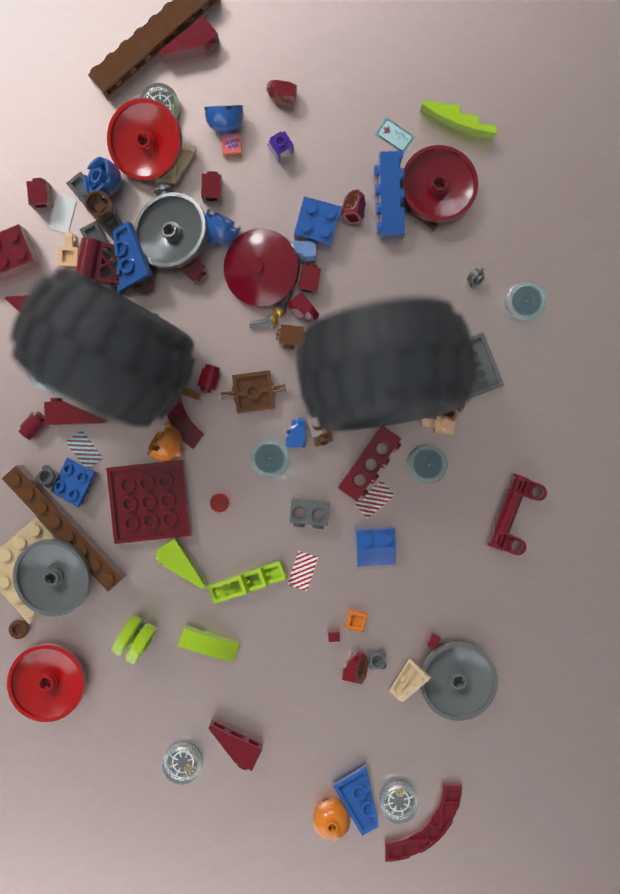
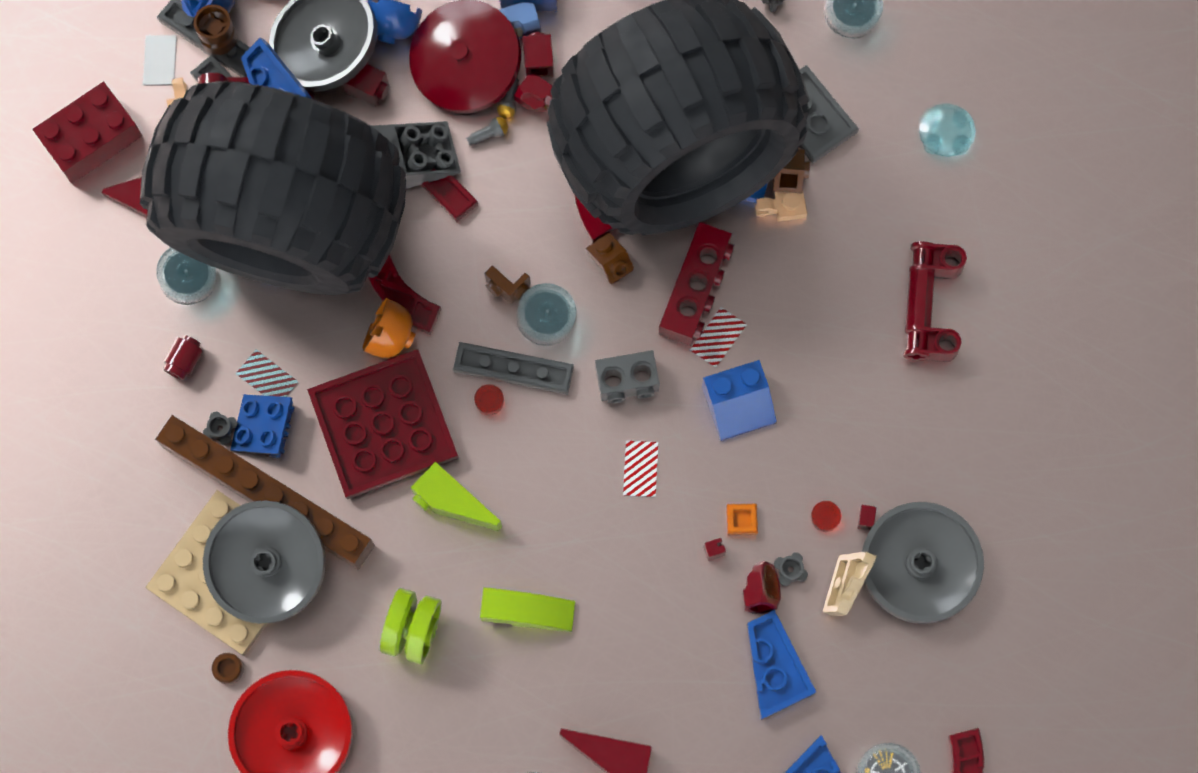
camera: 10 degrees left, 15 degrees down
(39, 193) = (122, 39): dark red brick -> none
(65, 413) = (231, 328): dark red slope -> none
(192, 394) = (409, 254): reddish brown tile -> none
(209, 325) = (422, 149): none -> dark grey slope
(209, 378) = (428, 226): dark red brick -> none
(228, 356) = (451, 196): none -> dark red tile
(240, 486) = (513, 368): none -> dark grey tile
(244, 431) = (500, 285): none -> reddish brown bracket
(247, 581) = (561, 503): lime slope -> none
(253, 391) = (498, 228): reddish brown plate -> none
(290, 336) = (531, 138): reddish brown brick -> none
(296, 433) = (577, 271): blue rock -> none
(351, 718) = (776, 666): none -> blue wing
(408, 632) = (825, 516): none -> clear red tile
(427, 463) = (780, 263): clear light blue piece -> none
(560, 401) = (947, 130): none -> clear light blue dish

